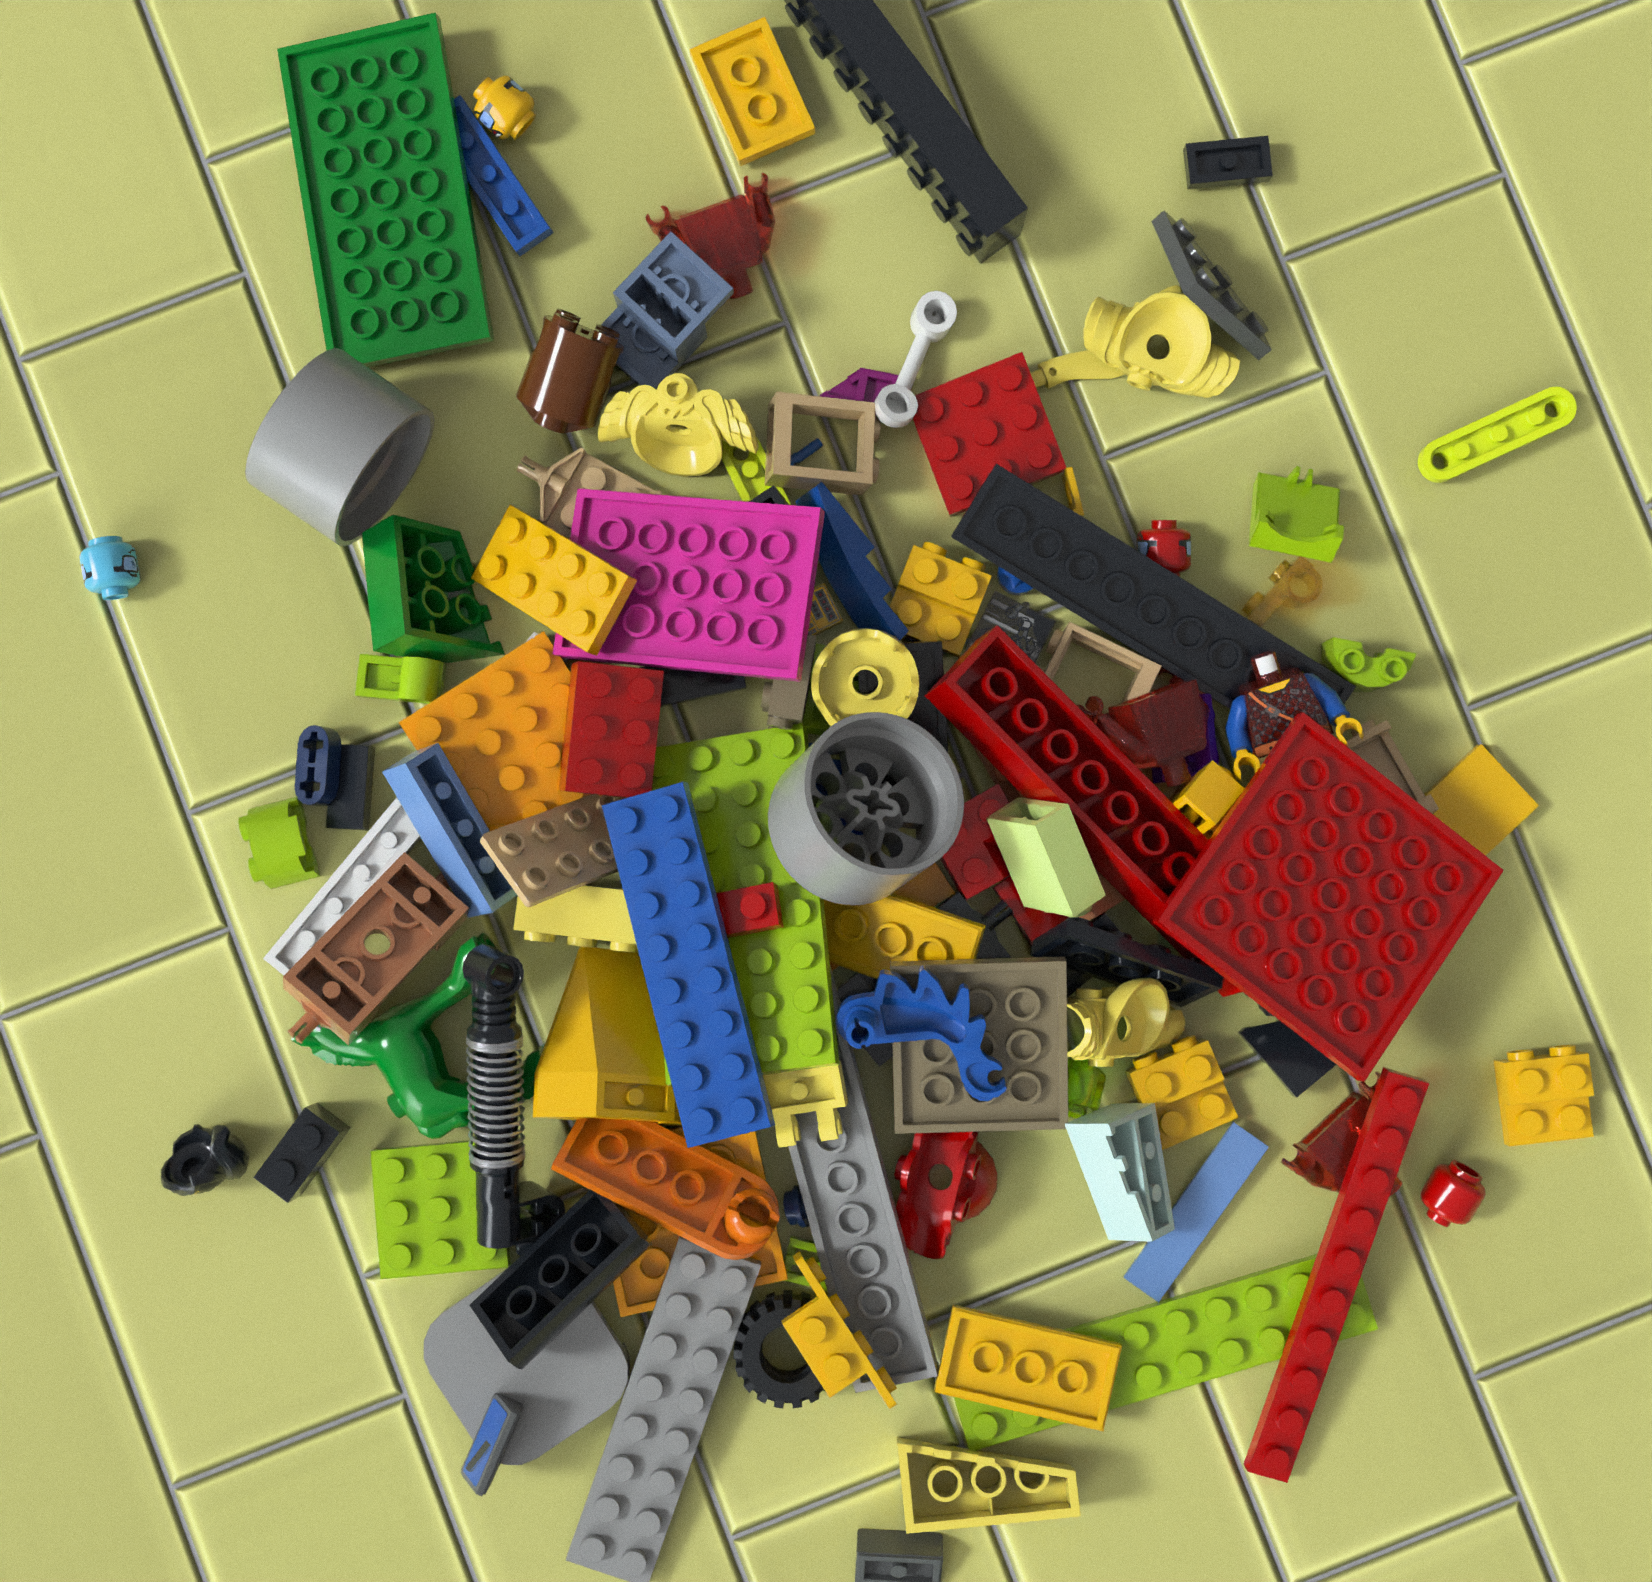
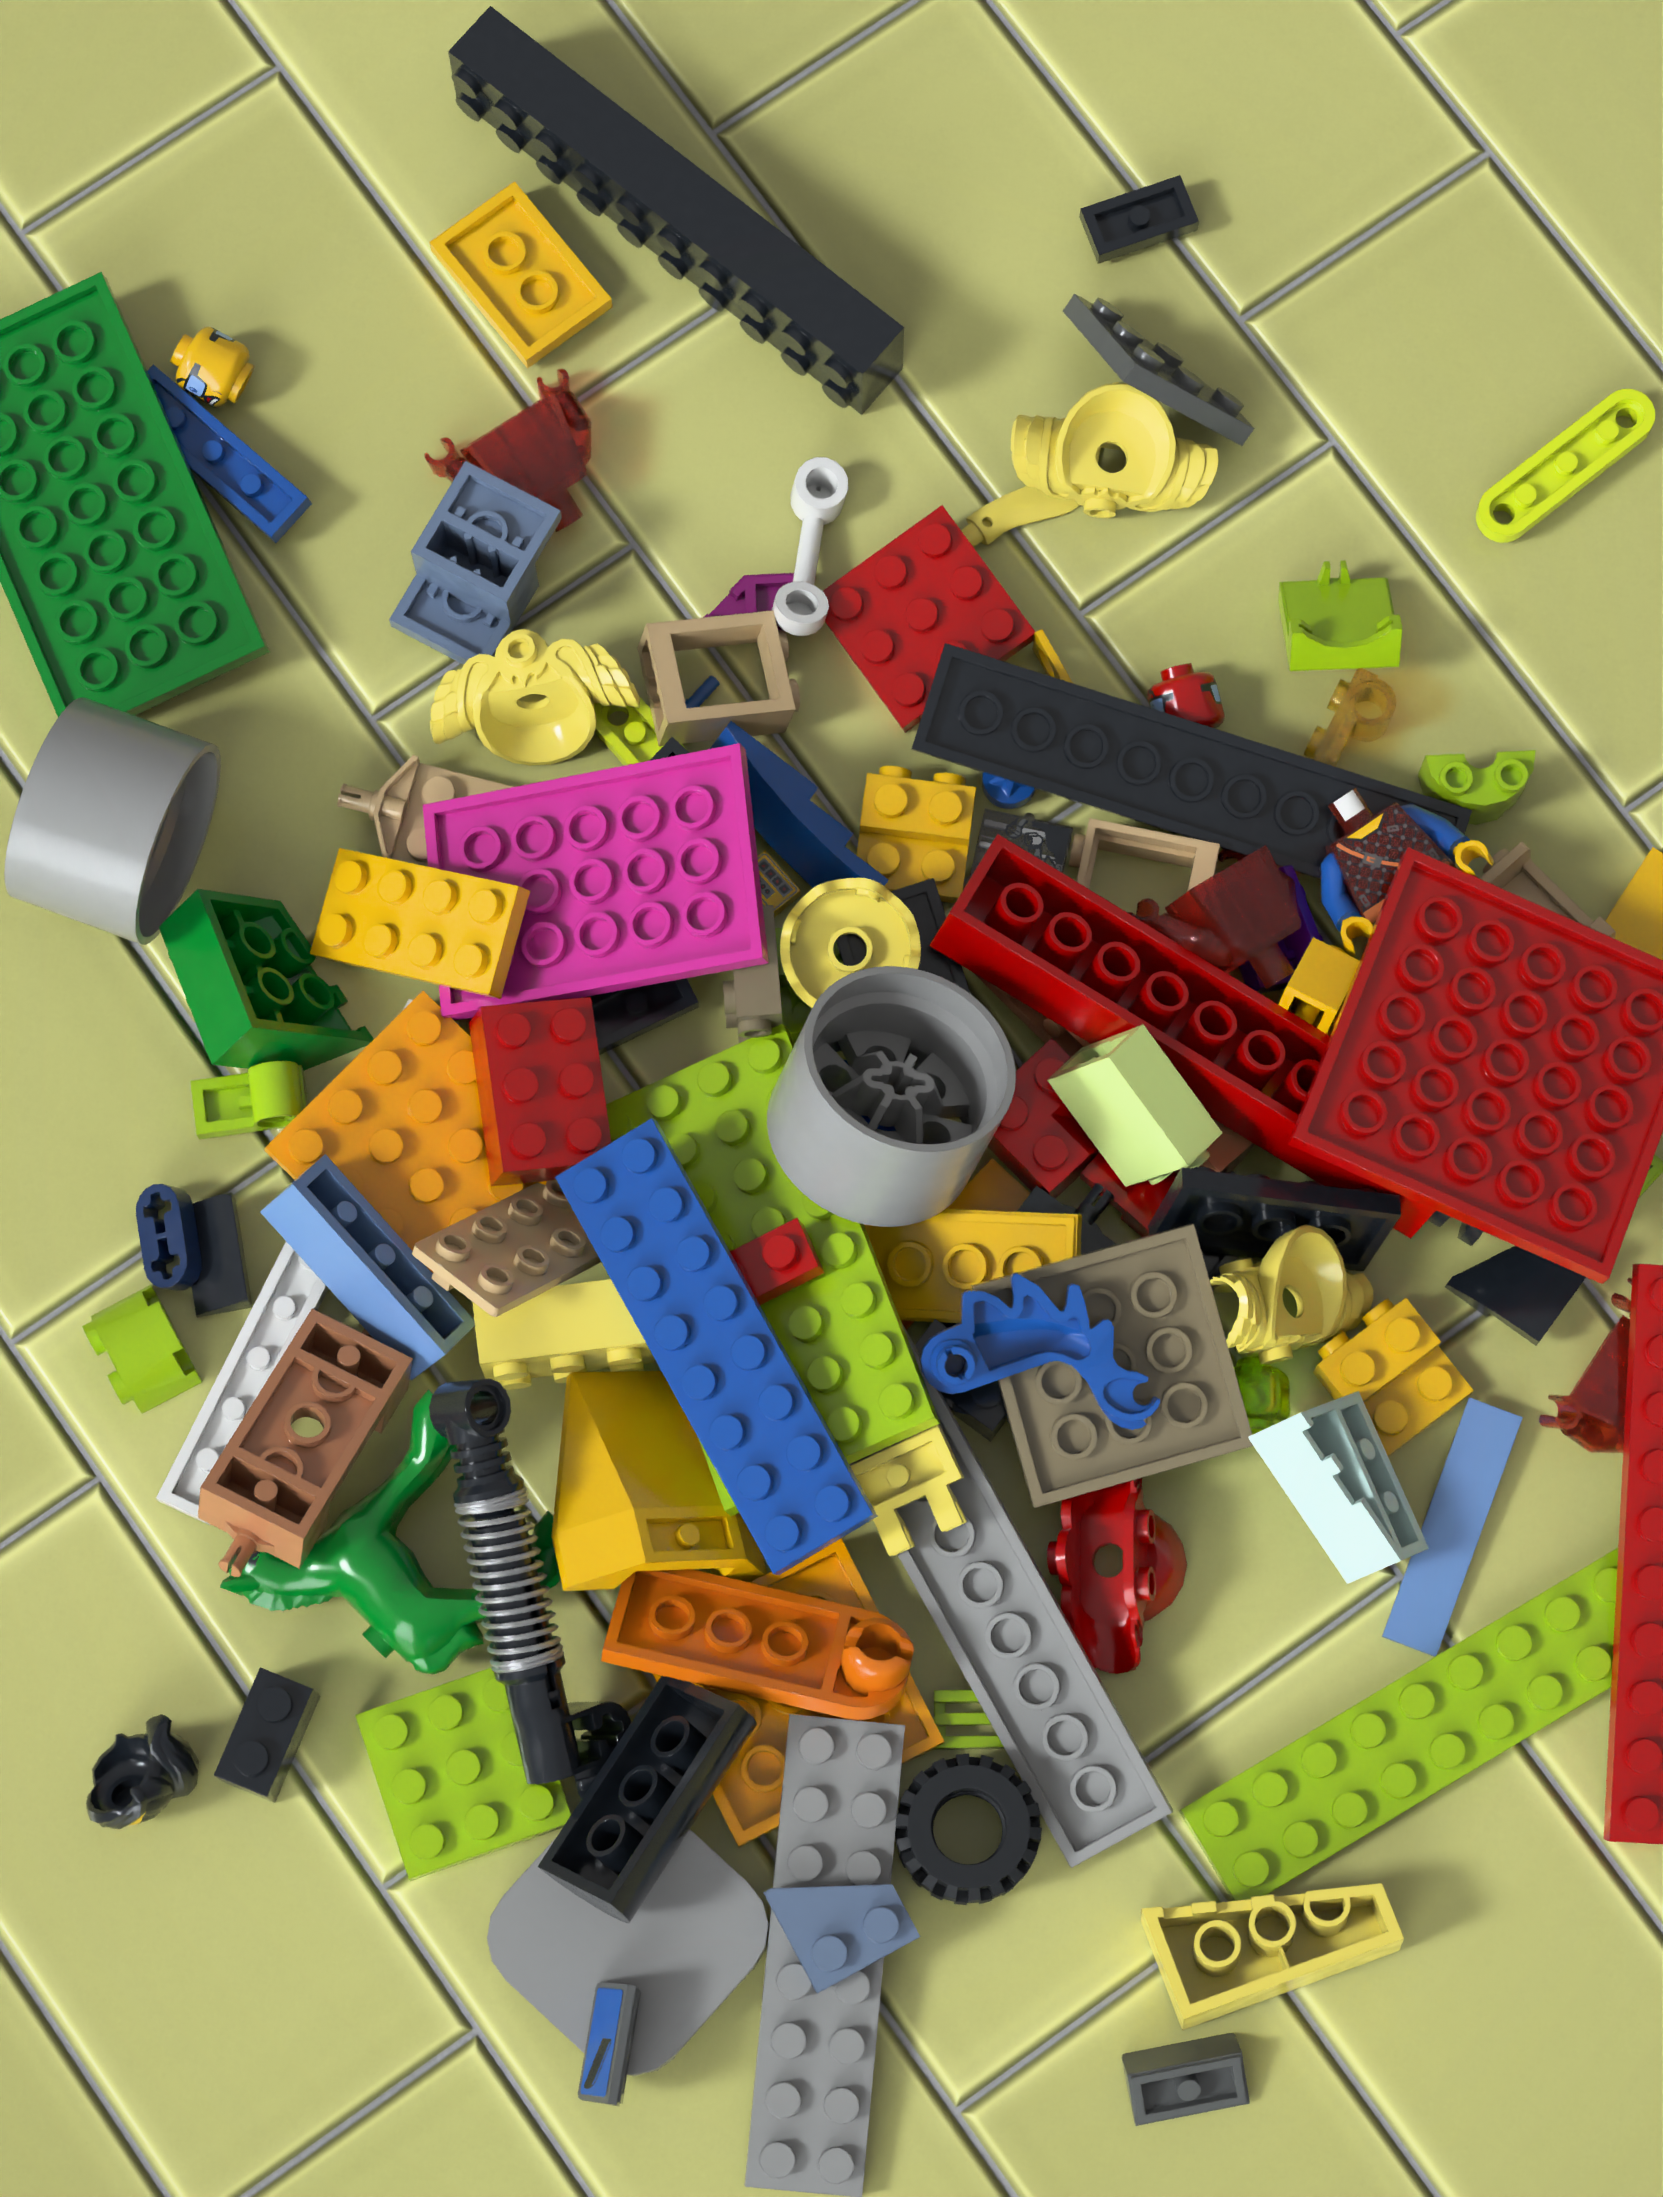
camera: 10 degrees left, 10 degrees down
(569, 373) = (377, 667): reddish brown cylinder -> none
(677, 1403) = (841, 1927): none -> sand blue wing
(795, 1208) = (932, 1646): dark blue plate -> none
(827, 1341) = (1020, 1796): yellow bracket -> none
(1028, 1367) = (1286, 1774): yellow tile -> none

